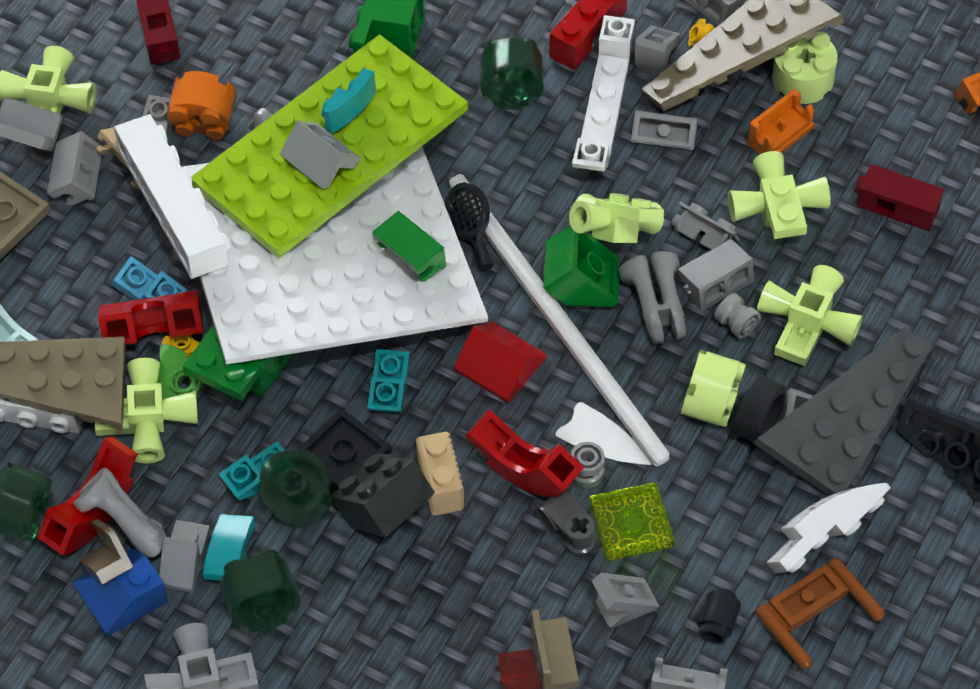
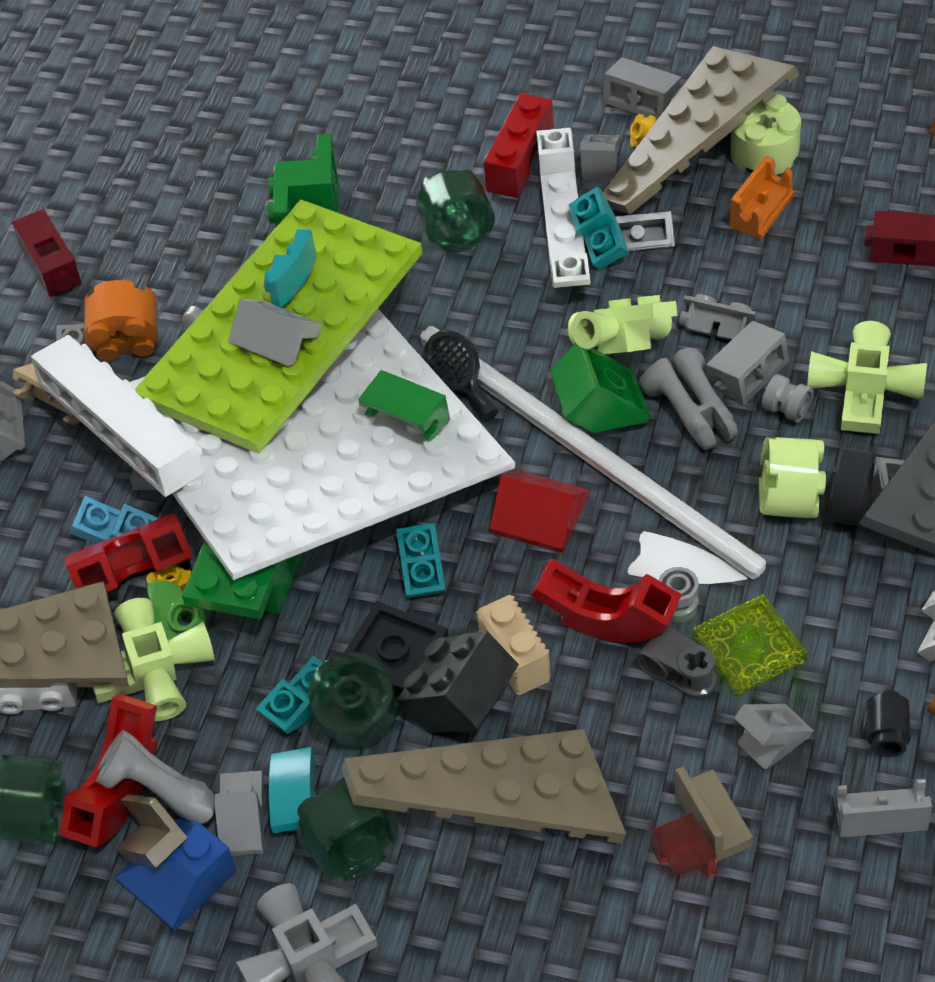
camera: 10 degrees left, 5 degrees down
(392, 585) = (499, 782): none -> dark tan wing
(630, 115) = (599, 227): none -> teal slope
(779, 197) = (788, 268): yellowish green brick -> none

